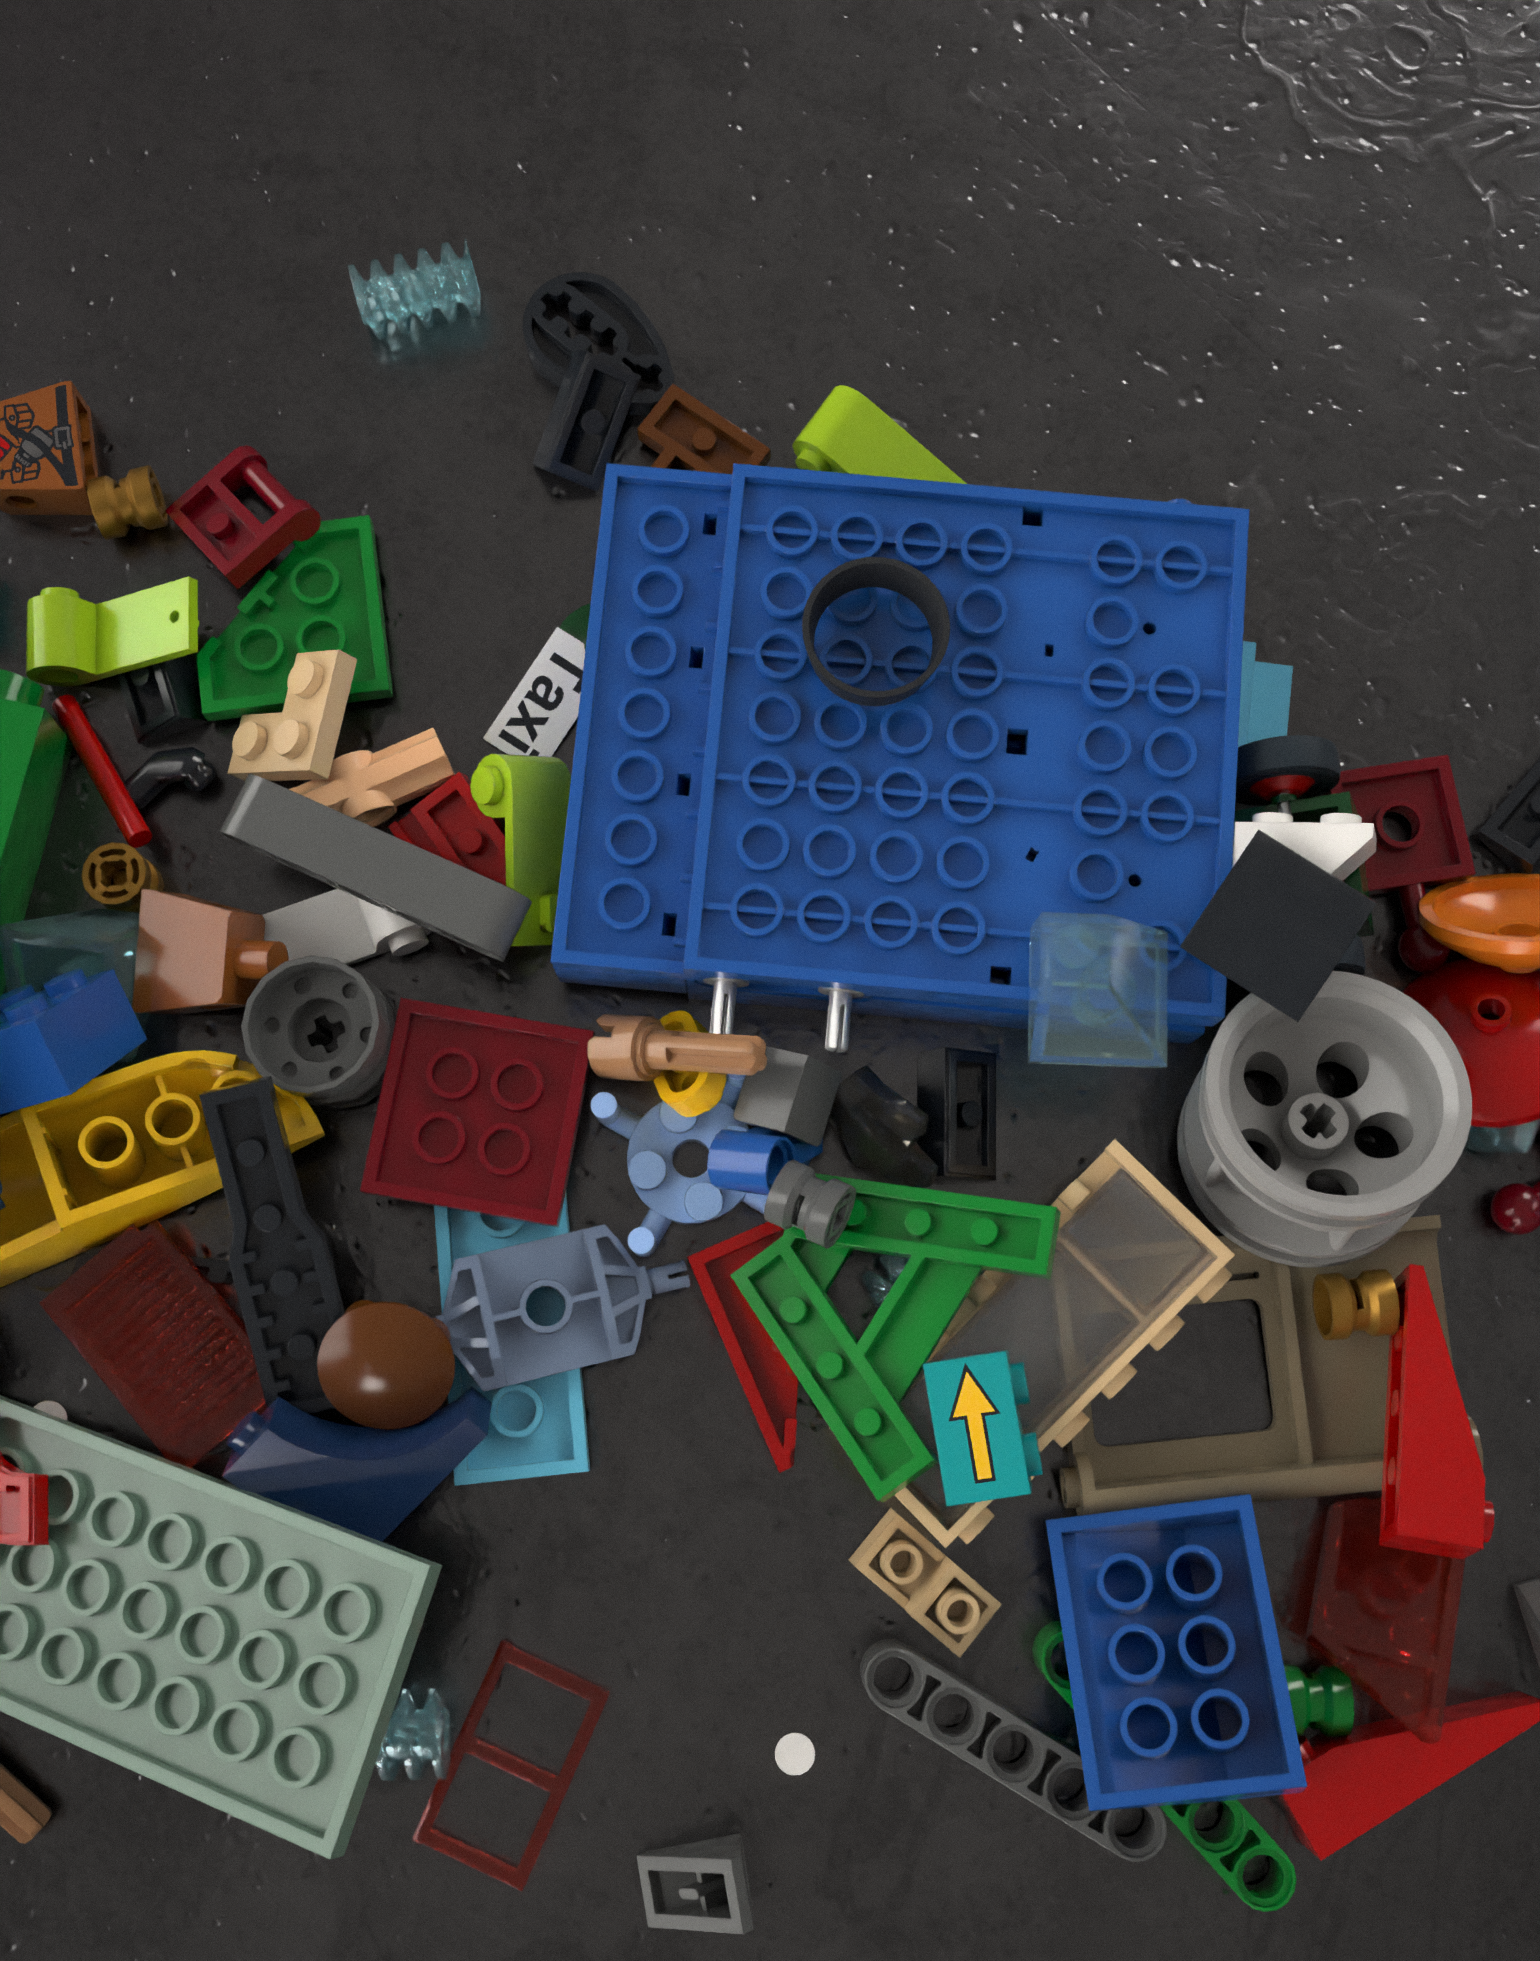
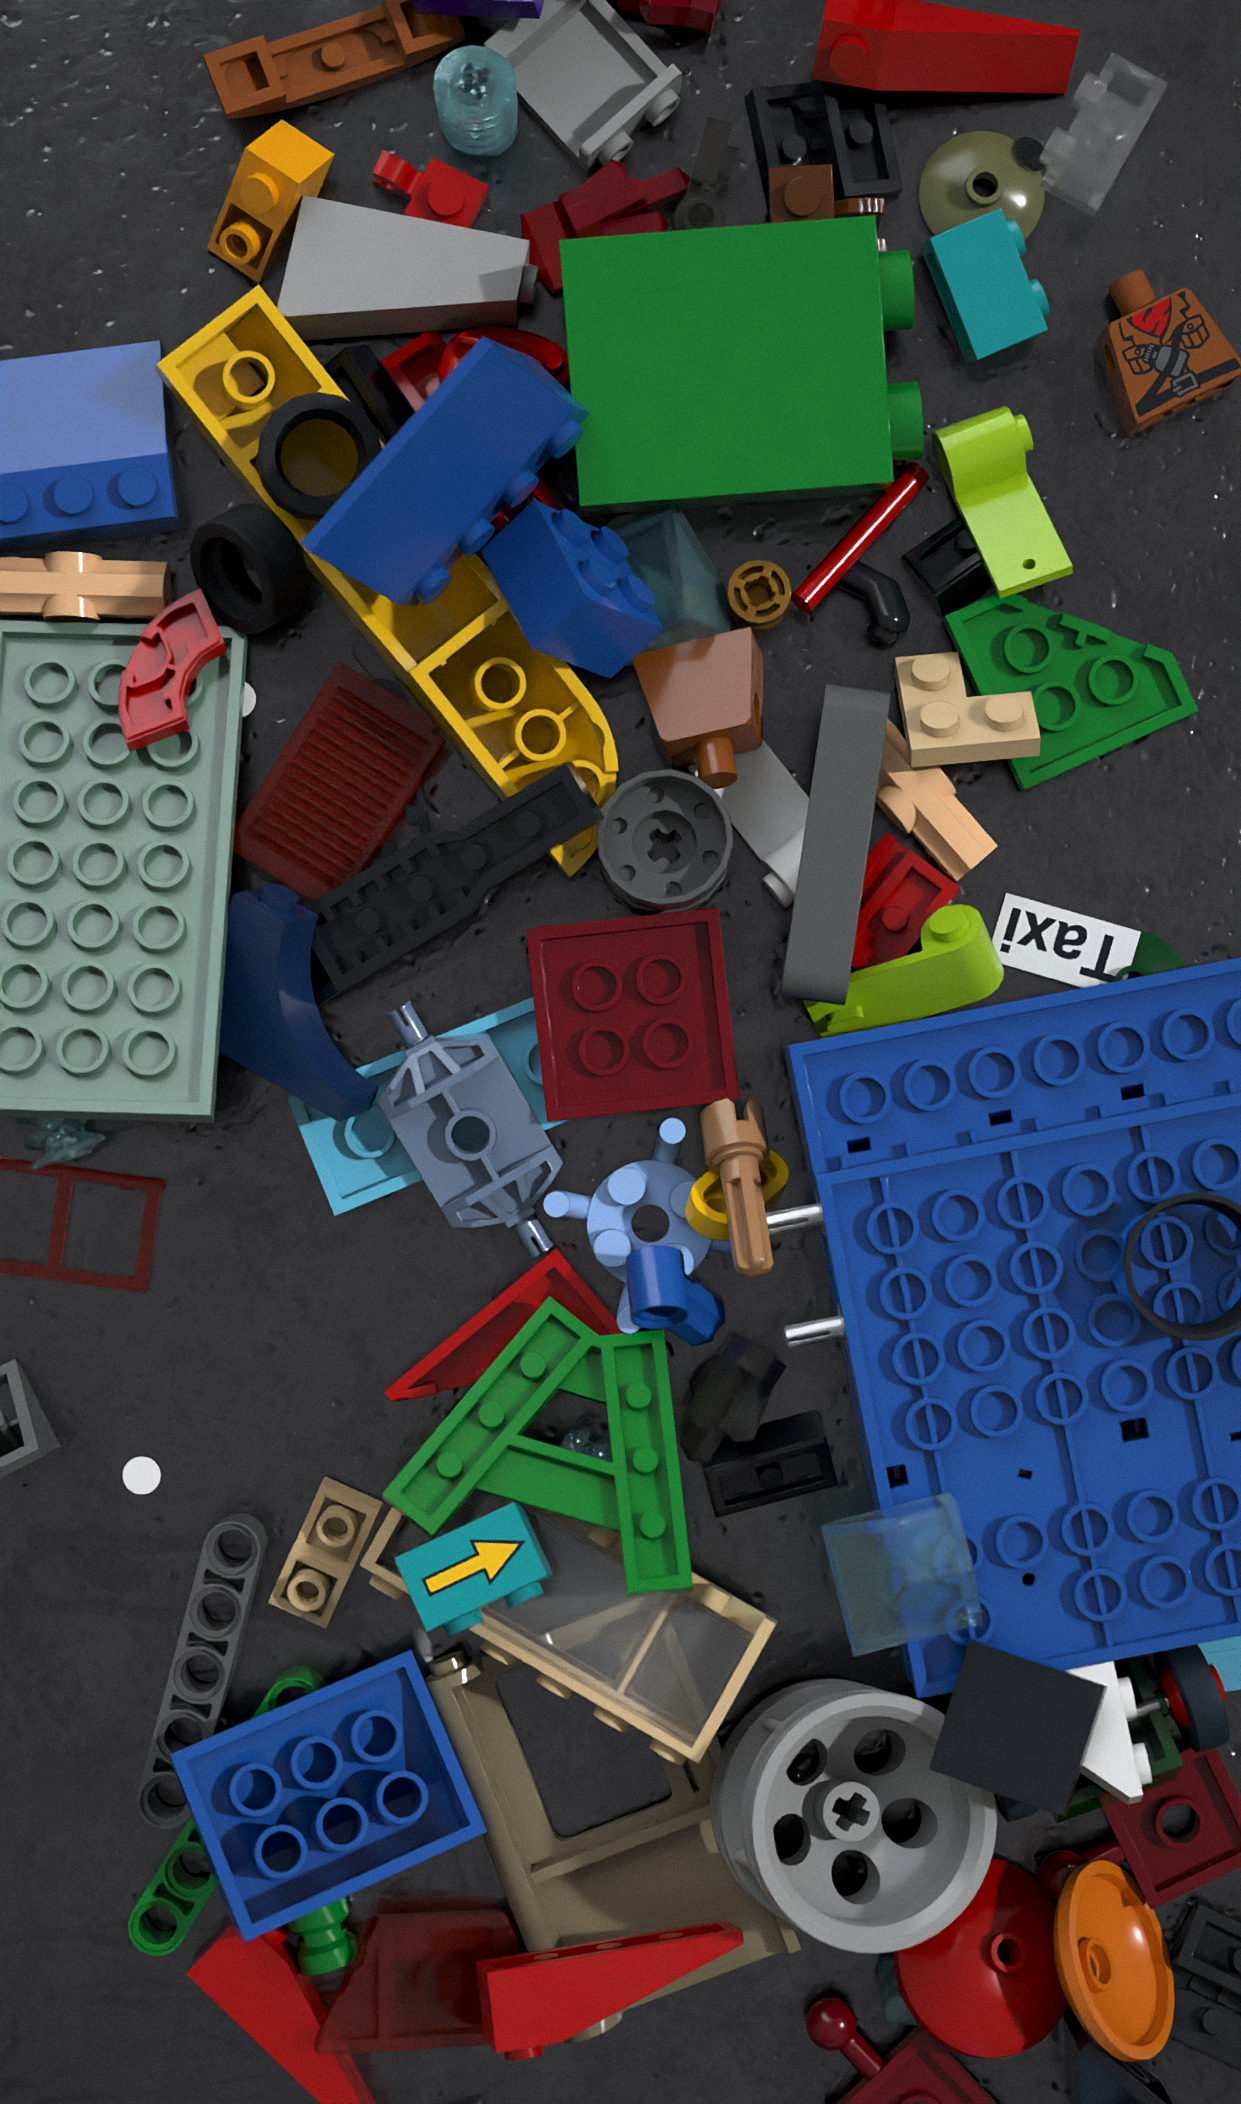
camera: 75 degrees right, 10 degrees up
(132, 501) = (1141, 465): pearl gold wheel -> none
(228, 530) = (1141, 575): dark red plate -> none
(386, 1364) = (374, 1007): reddish brown dish -> none
(789, 1096) = (729, 1306): dark grey panel -> none
(809, 1203) = (632, 1355): dark grey wheel -> none
(1355, 1304) = (692, 1889): pearl gold wheel -> none

